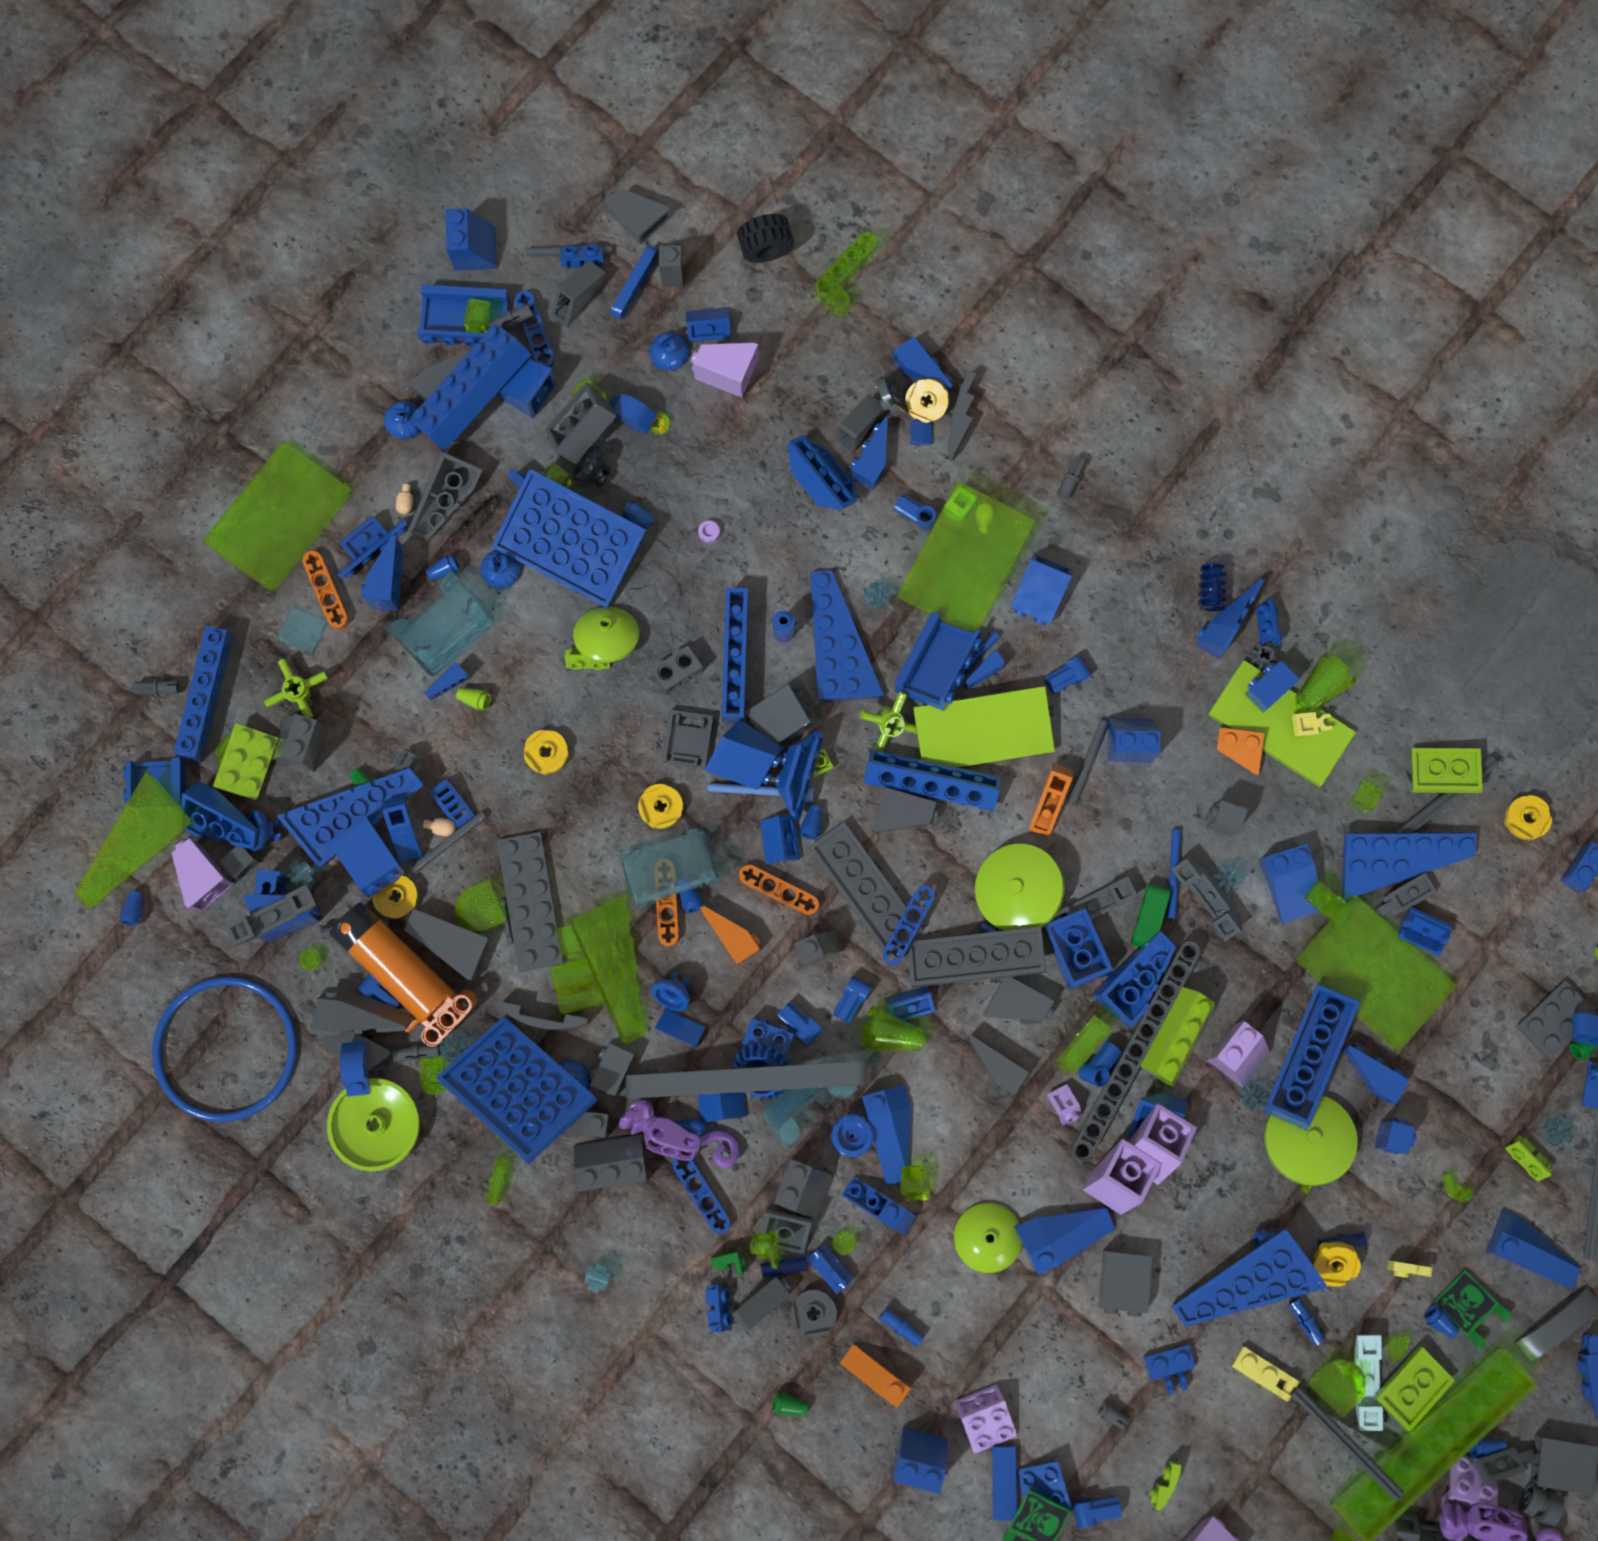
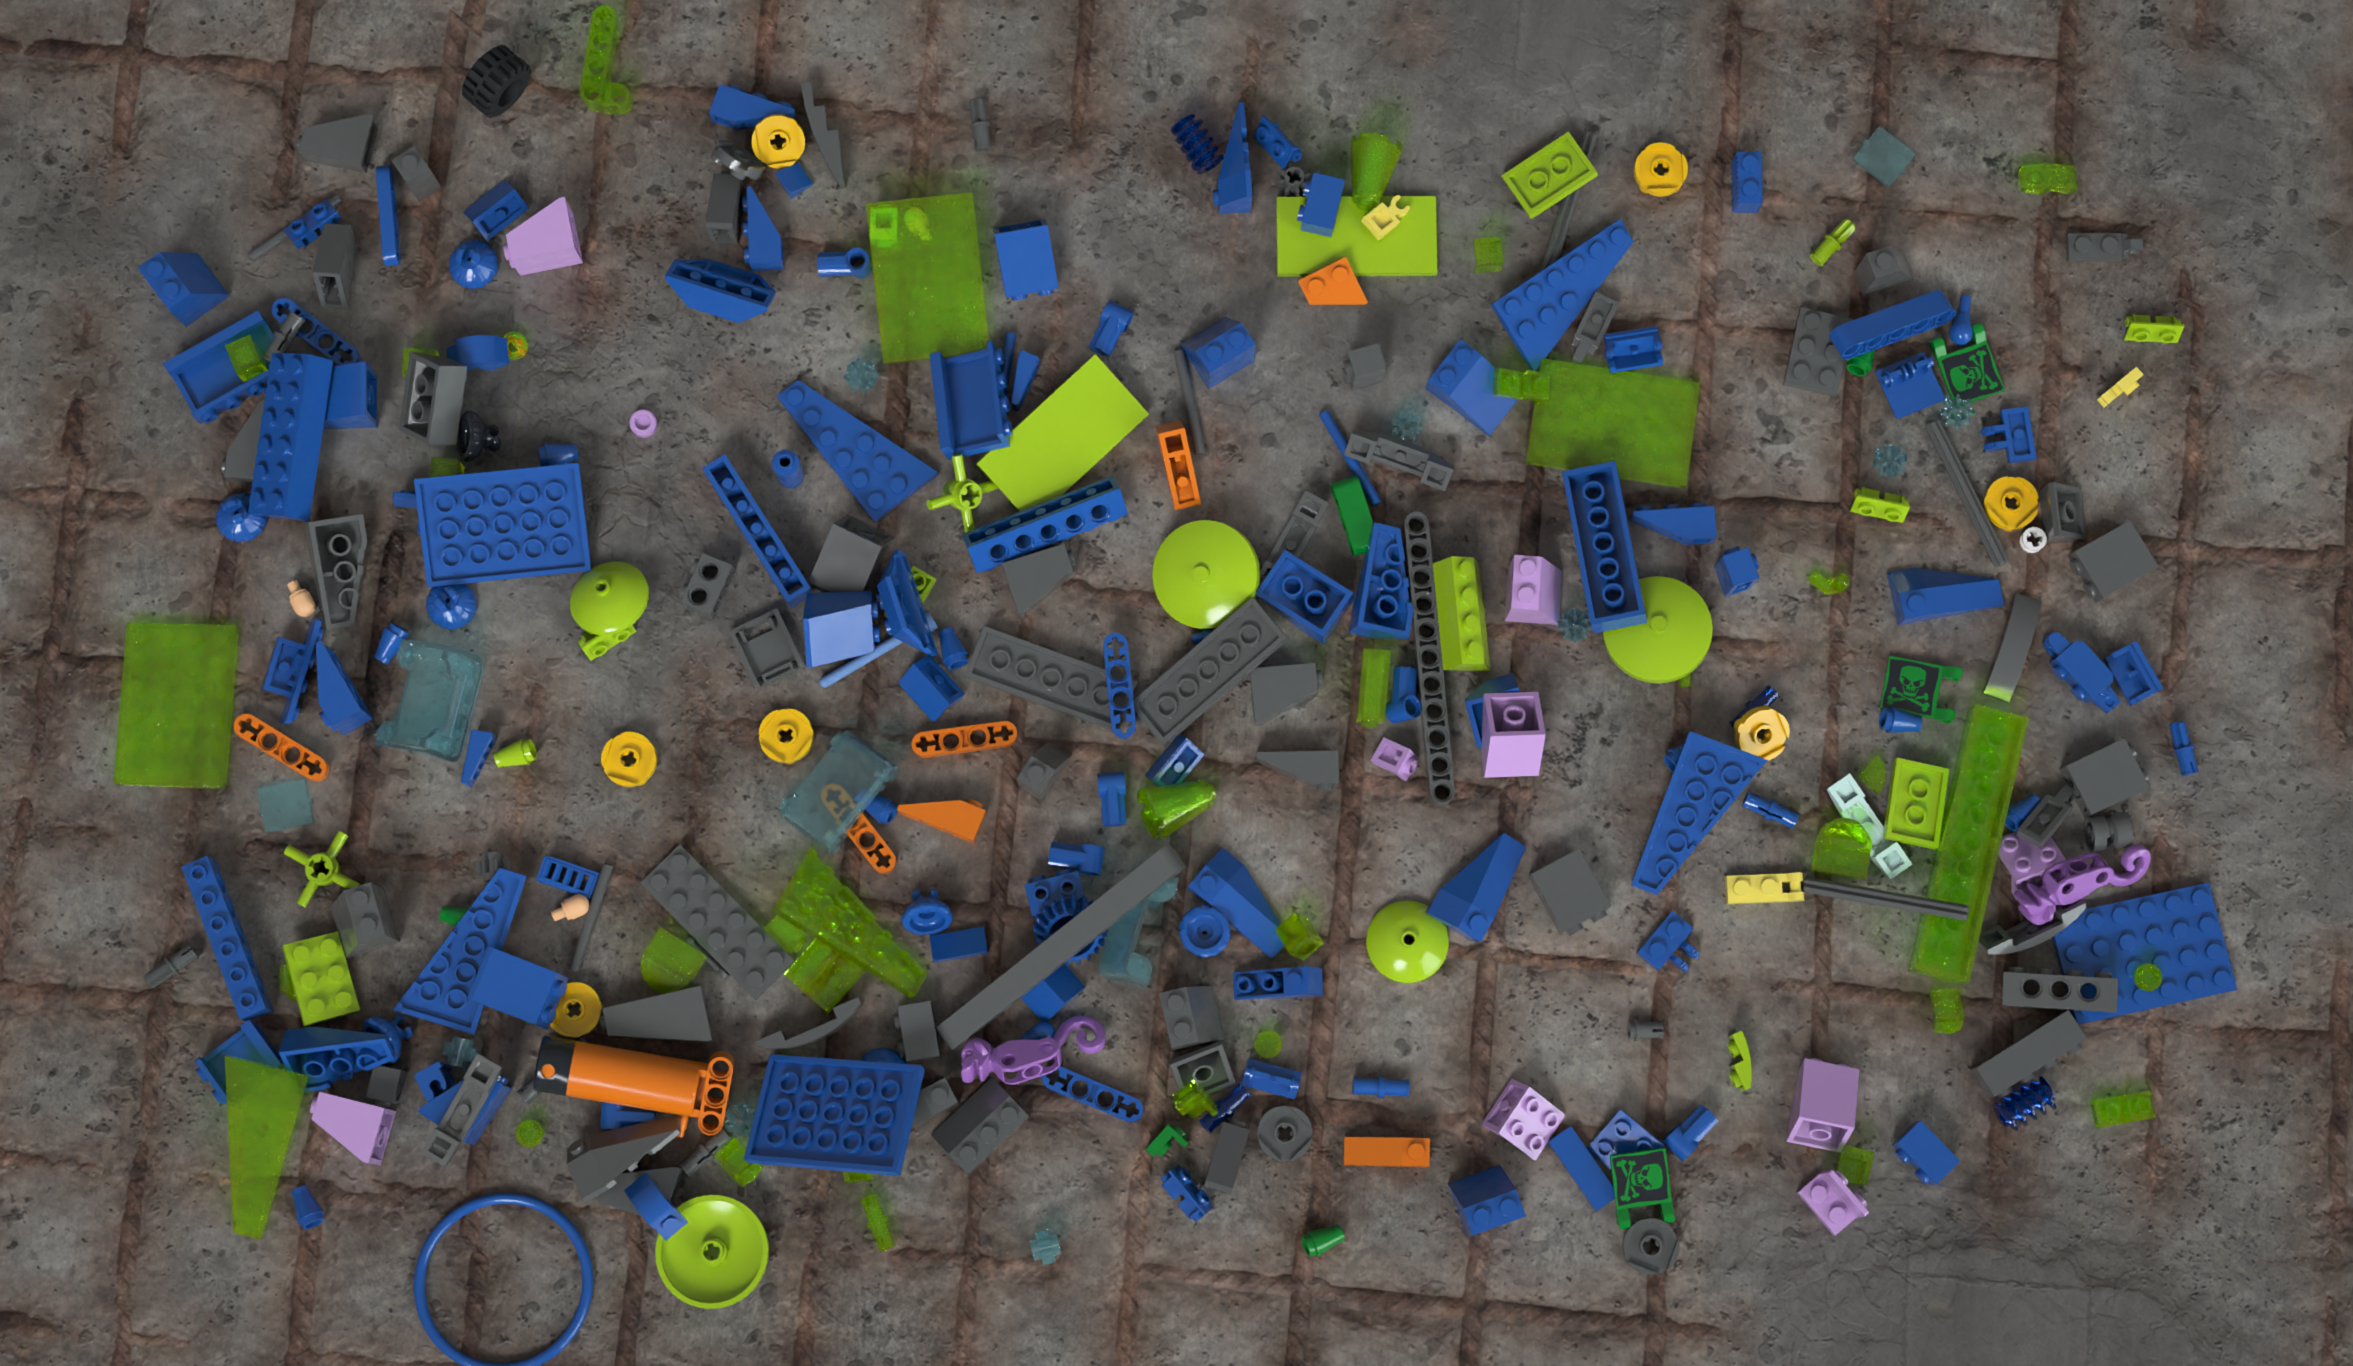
camera: 35 degrees left, 0 degrees up
(401, 829) = (534, 935): blue slope -> none
(1122, 1177) = (1498, 790): lavender slope -> none
(1403, 1269) = (1830, 694): light yellow plate -> none

